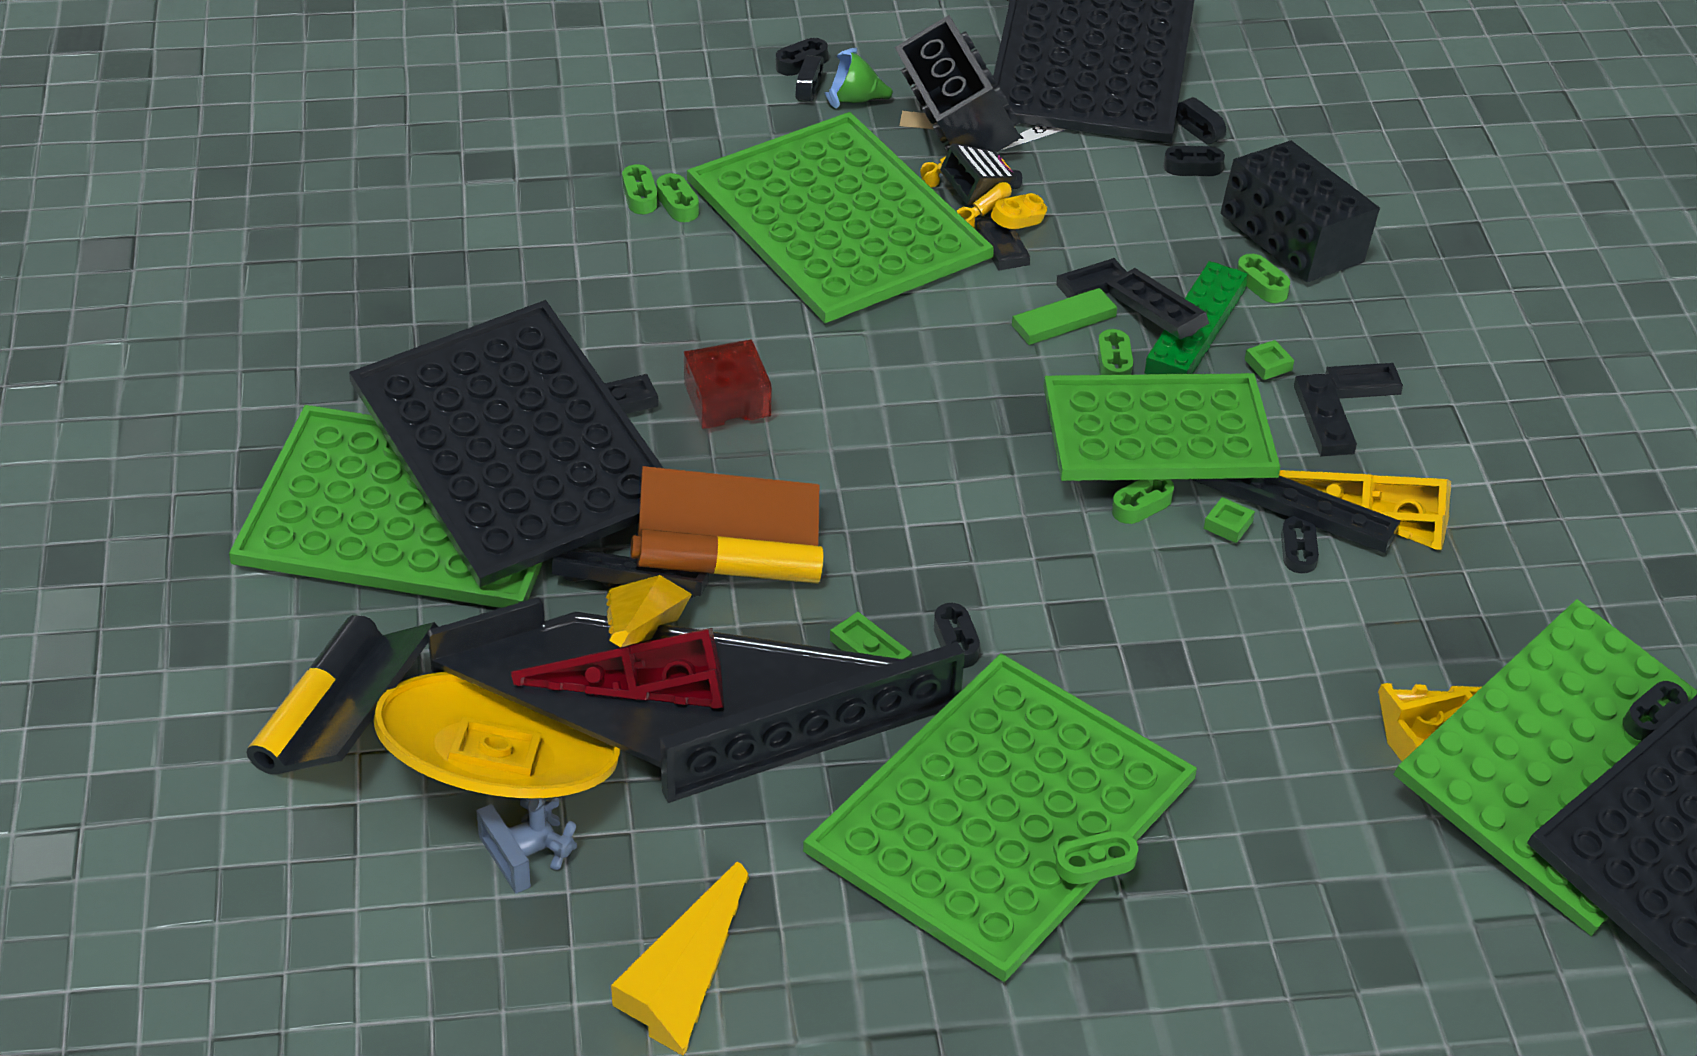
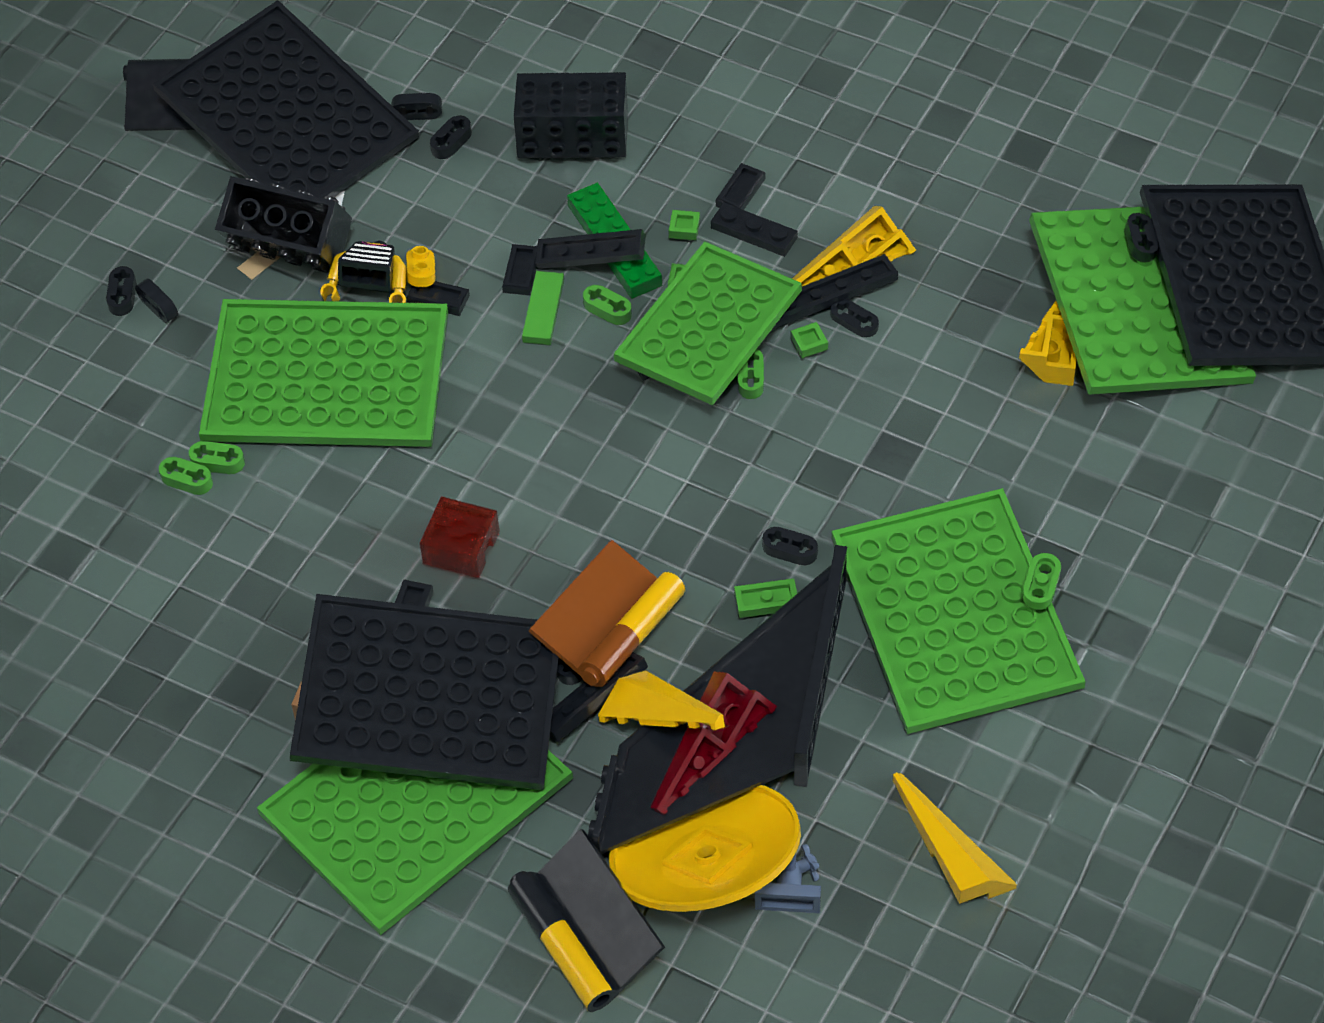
camera: 50 degrees left, 10 degrees up
(855, 81) = (189, 276): bright green hat -> none
(1264, 278) = (603, 174): bright green beam -> none

